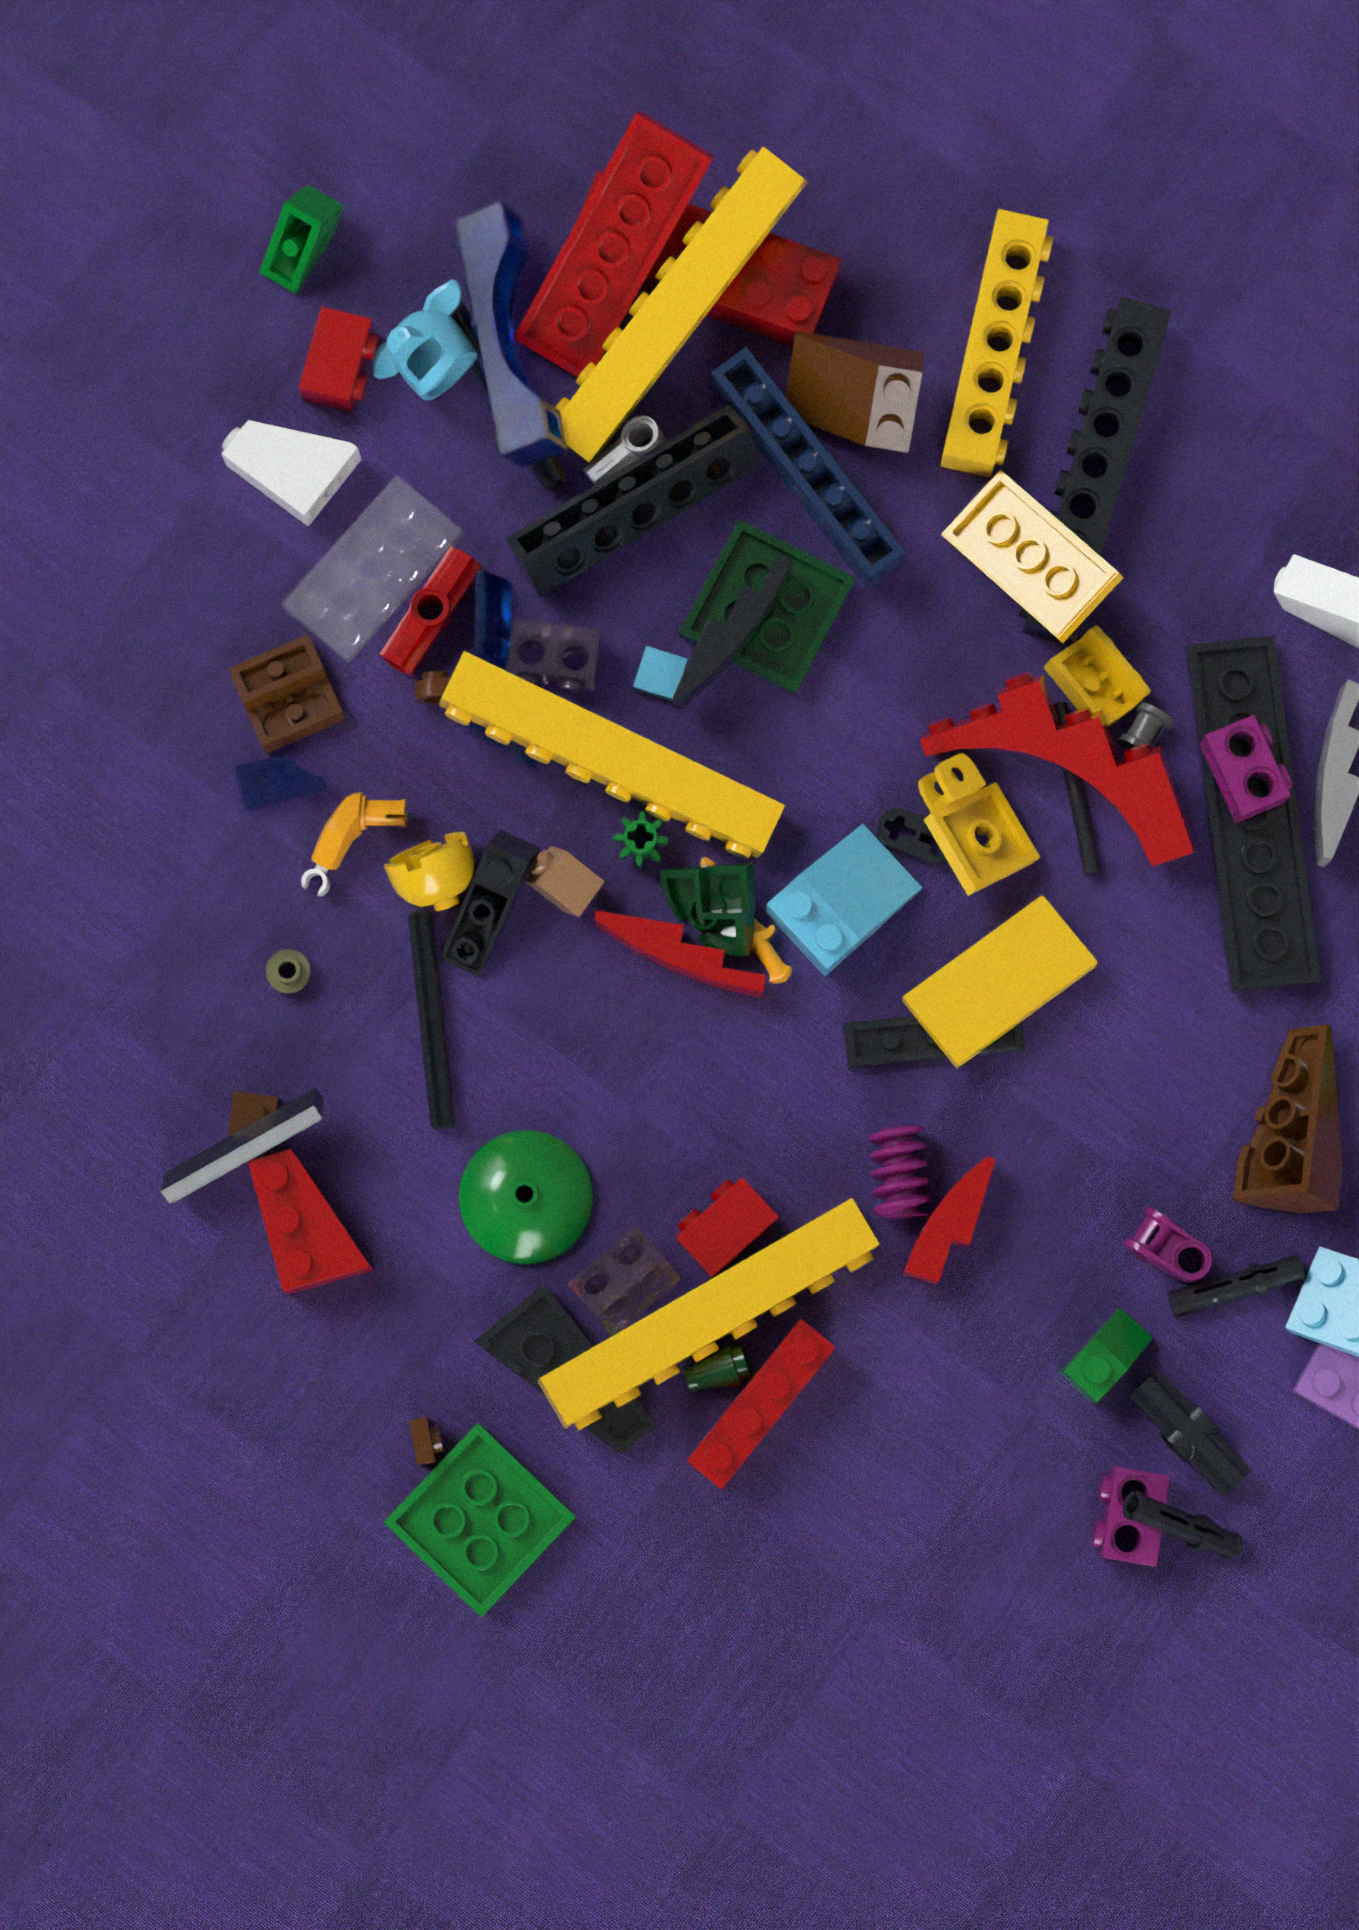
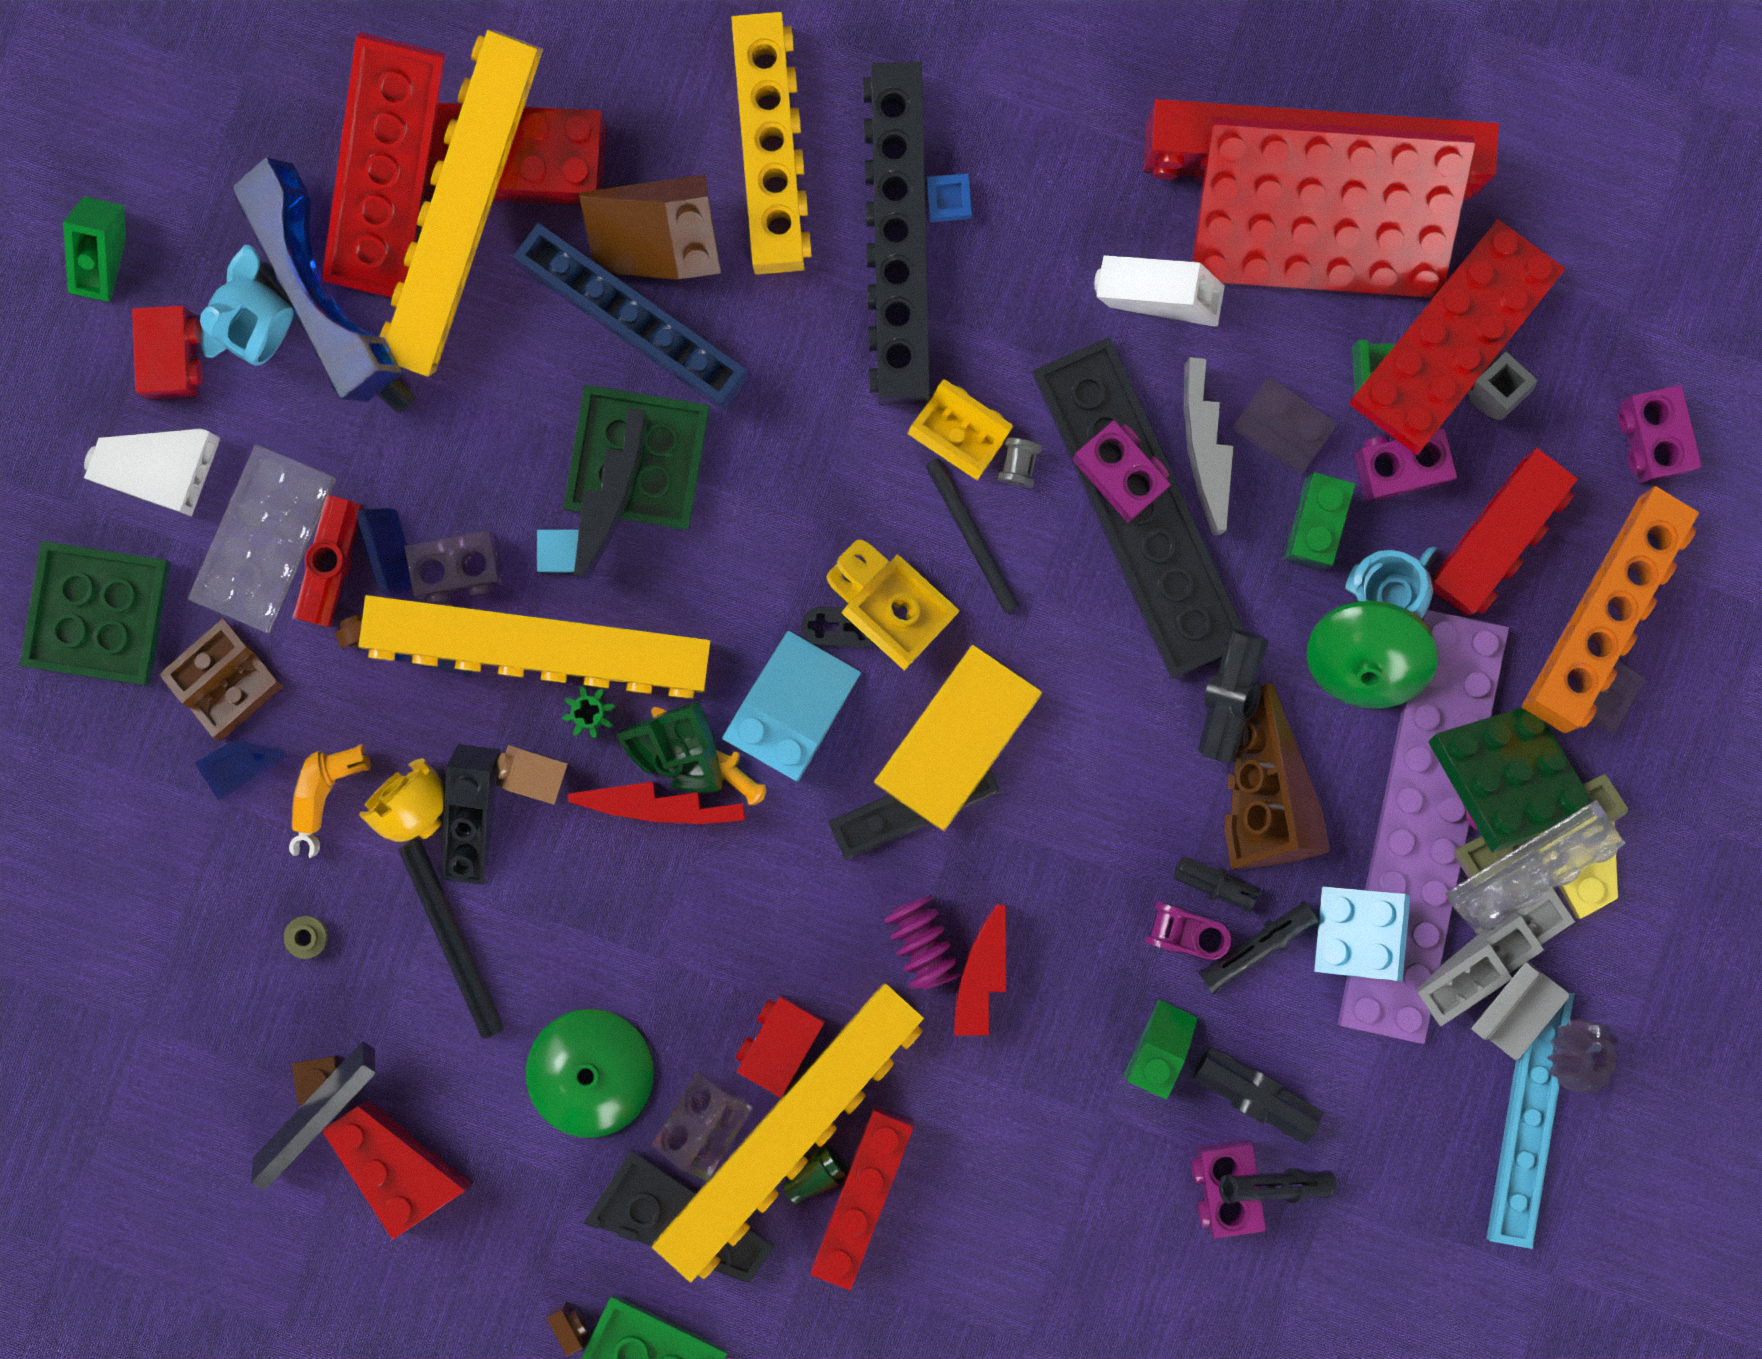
camera: 15 degrees left, 5 degrees up
(185, 589) = (95, 613): none -> dark green plate
(626, 448) = (461, 360): light grey piece -> none
(634, 500) = (482, 399): black brick -> none
(1029, 724) = (965, 497): red arch -> none
(1032, 556) = (864, 335): tile -> none
(1156, 451) = (948, 197): none -> blue plate
(1212, 1208) = (1216, 883): none -> black axle
(1287, 1025) = (1232, 695): none -> black piece

